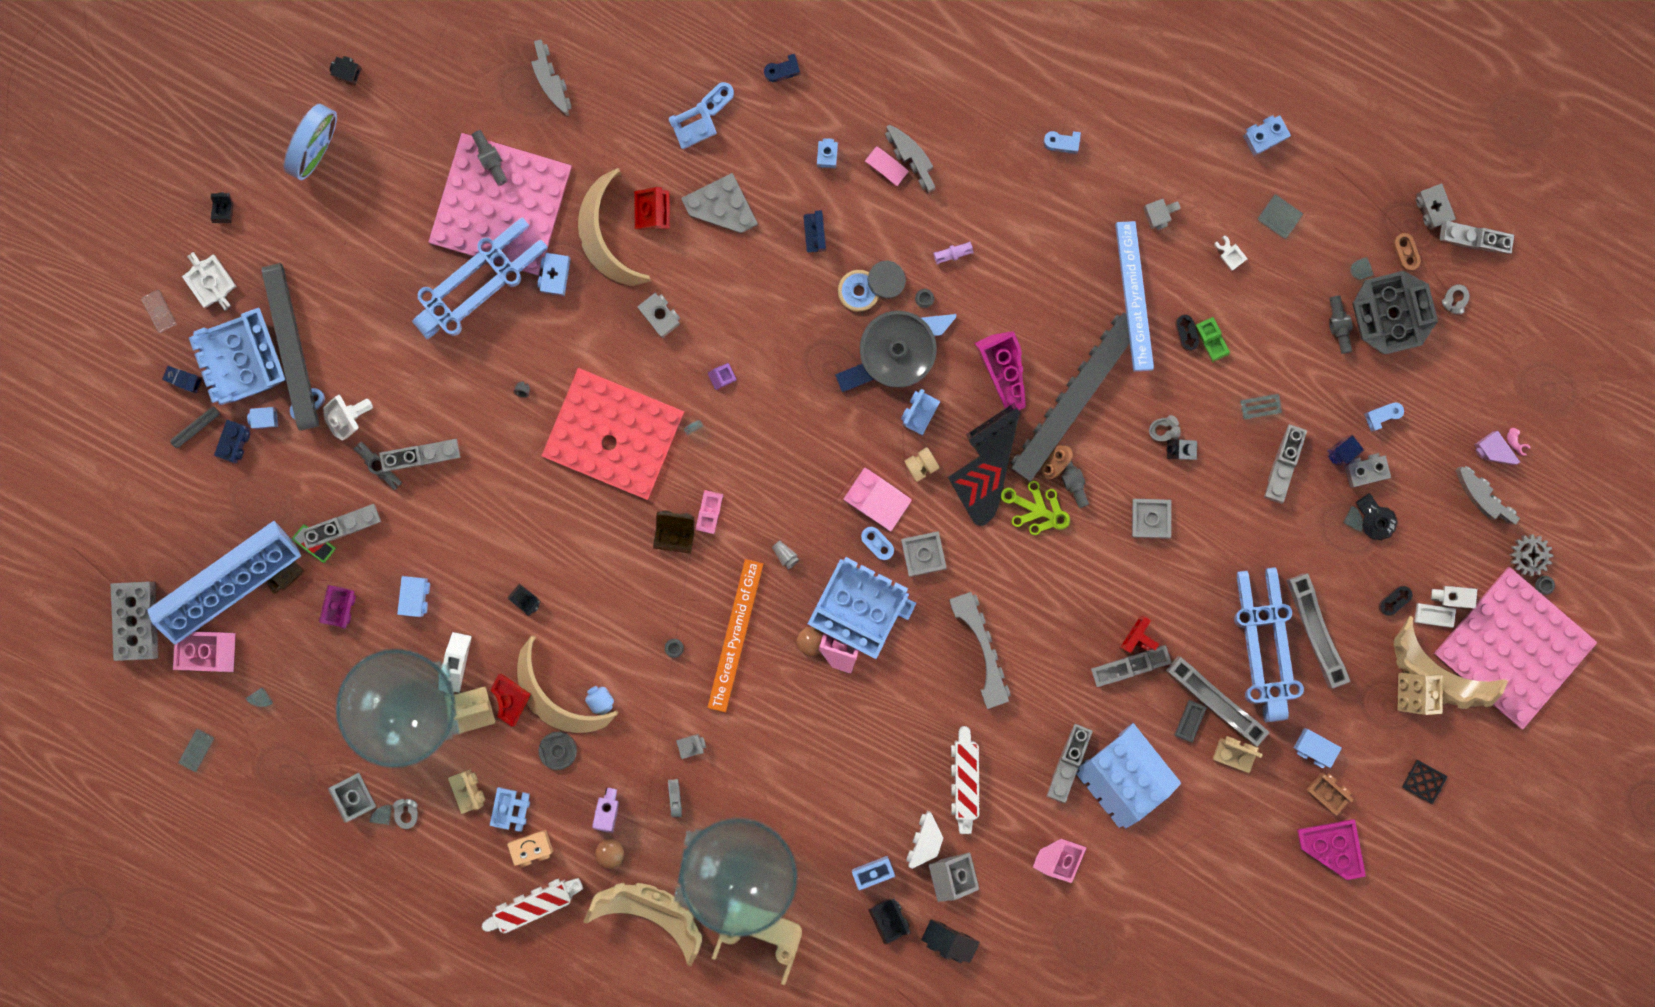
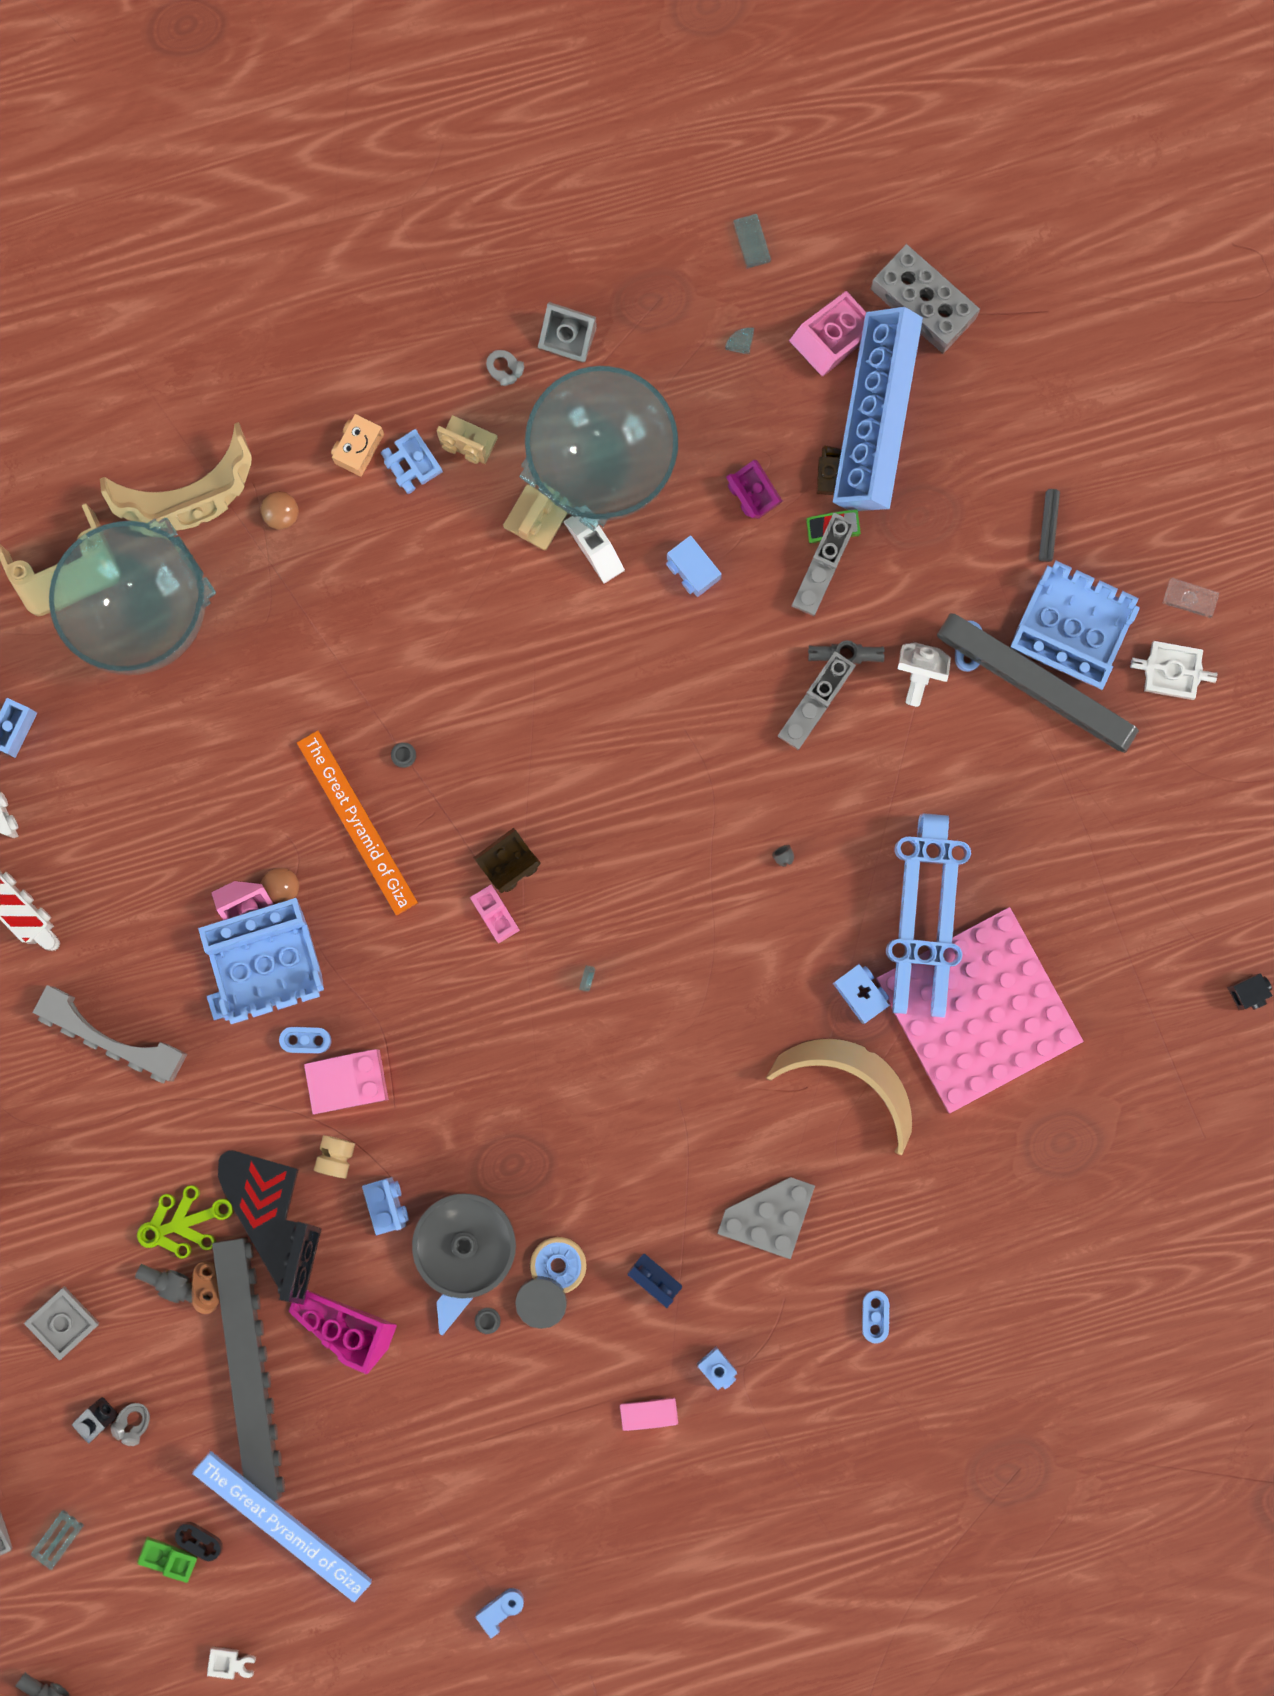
camera: 140 degrees right, 5 degrees down
(182, 379) = (1105, 557): dark blue leg -> none
(221, 207) = (1231, 748): black bracket -> none
(232, 441) = (1002, 546): dark blue bracket -> none
(263, 418) = (995, 594): light blue brick -> none
(310, 141) = (1213, 889): light blue brick -> none
(382, 815) = (524, 345): clear light blue tile -> none
(489, 158) = (1032, 1042): dark grey pin -> none
(510, 699) = (509, 561): red tile -> none
(524, 599) = (586, 663): black bracket -> none
(533, 906) = (303, 395): white hinge -> none
(545, 708) = (467, 584): tan windscreen -> none
(552, 85) = (1045, 1171): light grey slope -> none
(557, 750) = (420, 557): dark grey tile -> none
(599, 700) = (425, 639): light blue head -> none
(603, 408) = (647, 931): coral plate -> none
(603, 820) = (312, 534): lavender torso -> none
(652, 208) = (831, 1147): red bracket -> none
(662, 326) = (739, 1048): light grey brick -> none
(675, 800) = (266, 618): light grey piece -> none
(691, 746) = (299, 681): light grey bracket -> none
(695, 131) = (864, 1264): light blue plate -> none
(722, 376) = (608, 1053): medium lavender slope -> none
(782, 71) = (843, 1401): dark blue leg -> none
(785, 555) = (382, 943): light grey cone -> none
(853, 377) = (482, 1175): dark blue tile -> none
(909, 150) = (643, 1452): light grey slope -> none
(923, 554) = (251, 1073): light grey plate -> none
(953, 252) = (502, 1393): lavender pin -> none
(1159, 214) = (337, 1633): light grey brick -> none

